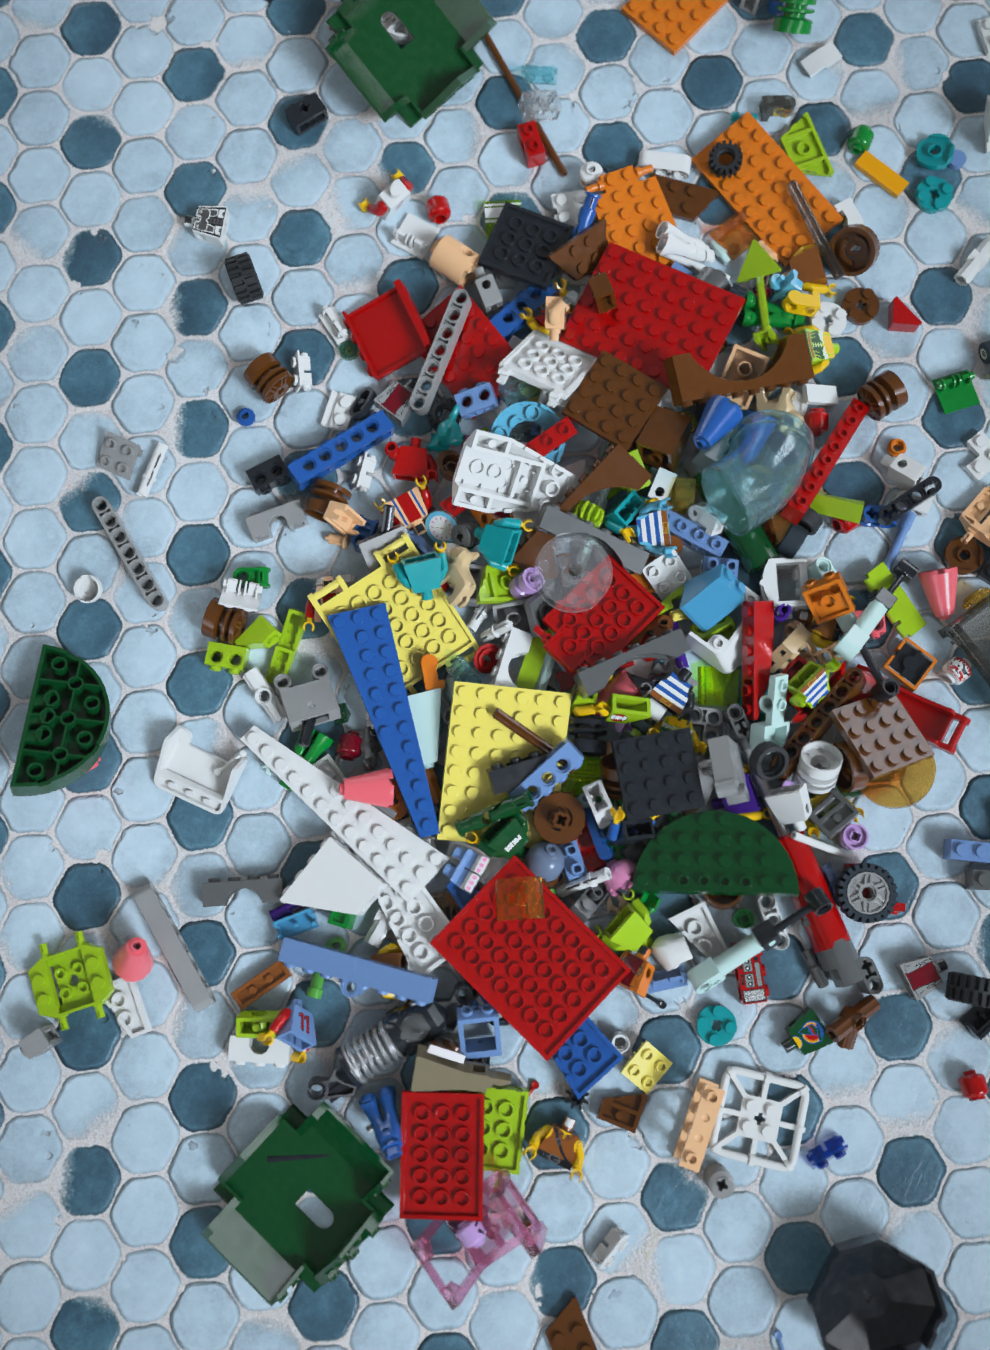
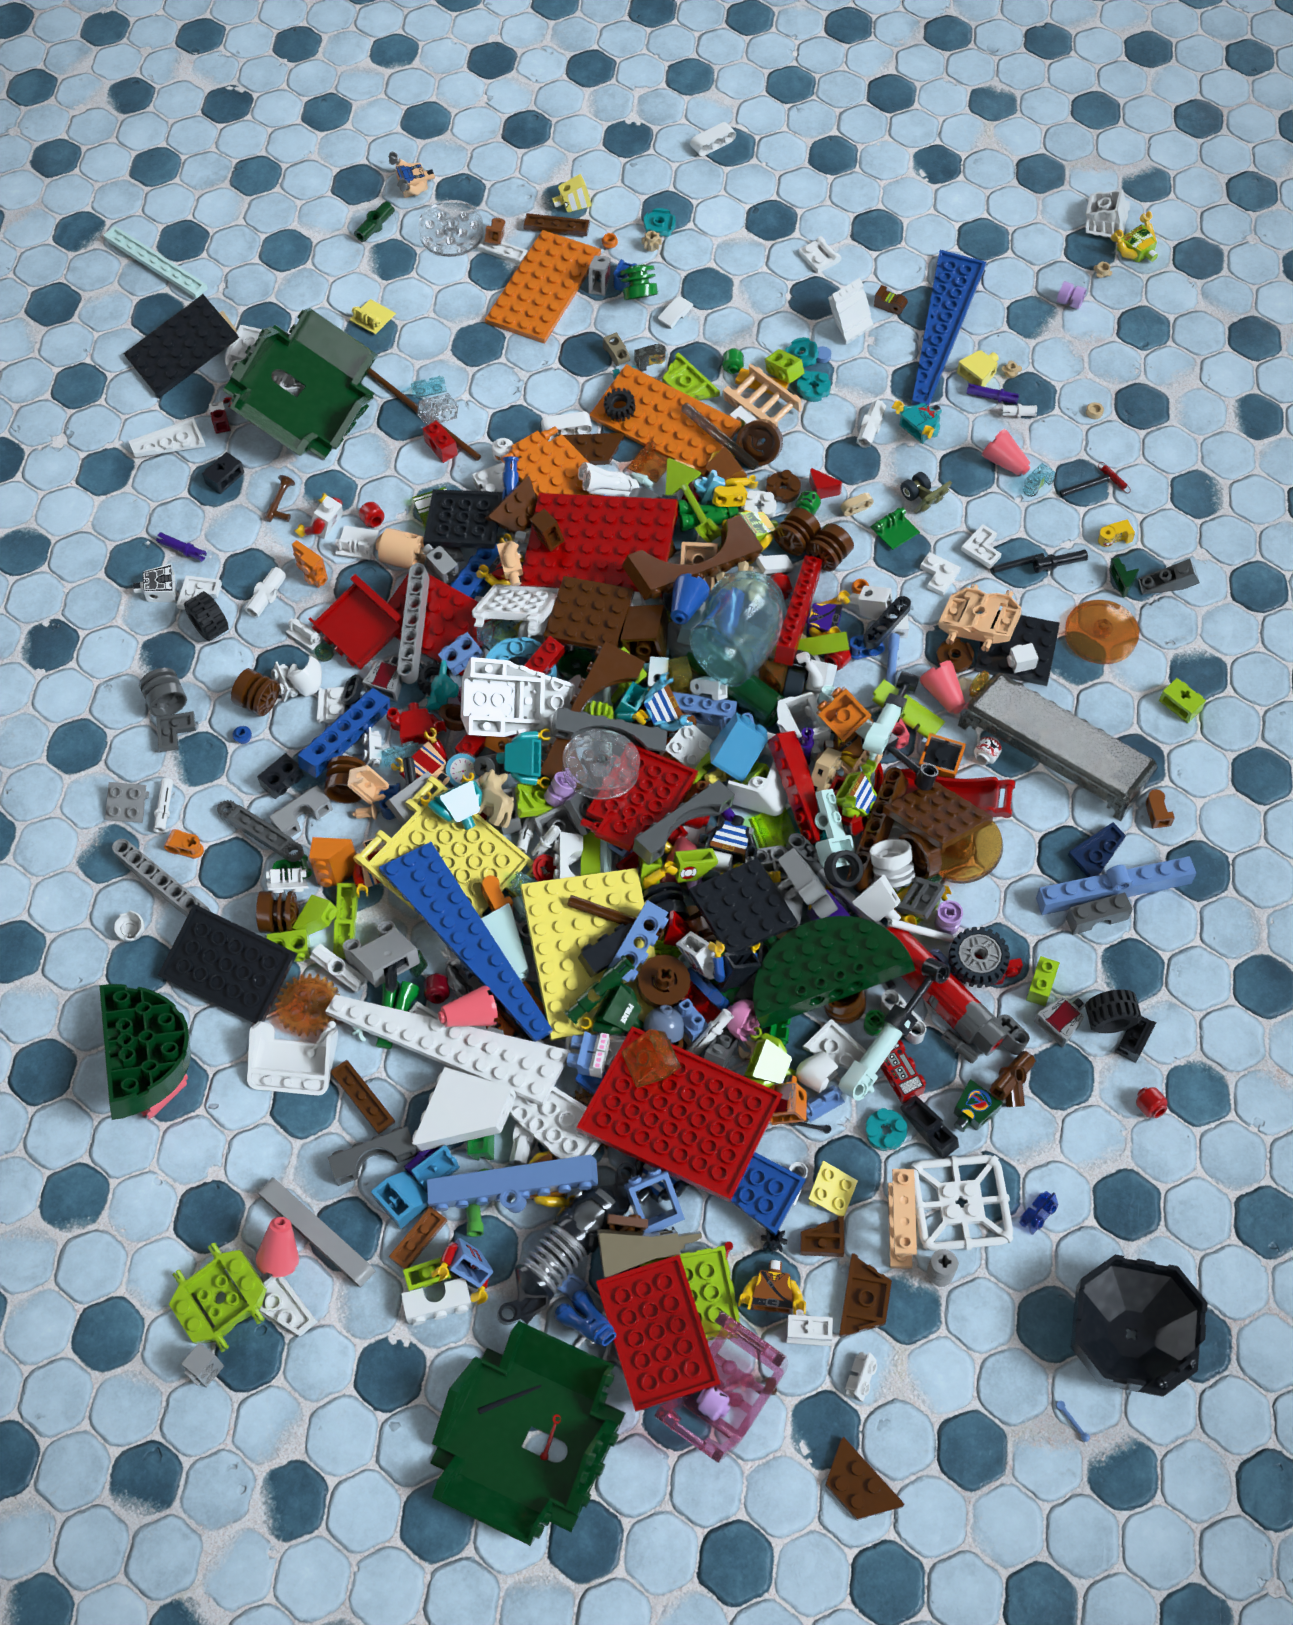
camera: 20 degrees left, 20 degrees down
(159, 517) = (184, 844): none -> orange piece
(165, 660) = (227, 964): none -> black plate
(181, 349) = (163, 692): none -> dark grey wheel
(181, 386) = (170, 726): none -> dark grey plate
(214, 713) = (291, 1001): none -> clear orange gear
(233, 528) = (260, 830): none -> dark grey plate
(246, 238) = (194, 585): none -> white plate
(248, 191) = (186, 548): none -> dark purple pin
(252, 830) = (362, 1097): none -> reddish brown plate
(257, 942) = (401, 1198): none -> dark azure slope
(265, 57) = (170, 439): none -> white wing
(287, 587) = (332, 860): none -> orange slope
(310, 265) = (265, 592): none -> white piece
(312, 1218) = (544, 1455): none -> red hinge
(318, 44) = (219, 417): none -> dark red leg
(322, 379) = (306, 680): none -> white piece
(342, 174) = (285, 482): none -> reddish brown piece
(361, 252) = (310, 564): none -> orange plate
(381, 488) = (392, 753): none -> clear light blue hinge
(385, 1077) = (572, 1285): none -> medium blue tile
(576, 448) = (576, 656): none -> dark green plate
(578, 1195) = (809, 1330): none -> white hinge
(589, 770) = (675, 929): none -> red slope
(639, 1178) = (865, 1298): none -> reddish brown wing
(744, 87) = (616, 349): none -> dark tan leg
(757, 1037) = (930, 1126): none -> black slope
(820, 539) = (819, 672): none -> white torso
(846, 186) = (735, 399): none -> light nougat fence
(849, 473) = (826, 615): none -> torso
(855, 366) = (796, 531): none -> reddish brown wheel
(878, 334) = (809, 501): none -> green head
(911, 163) = (784, 366): none -> lime brick
(917, 931) = (1042, 981): none -> lime brick
(927, 351) = (857, 504): none -> tan beam

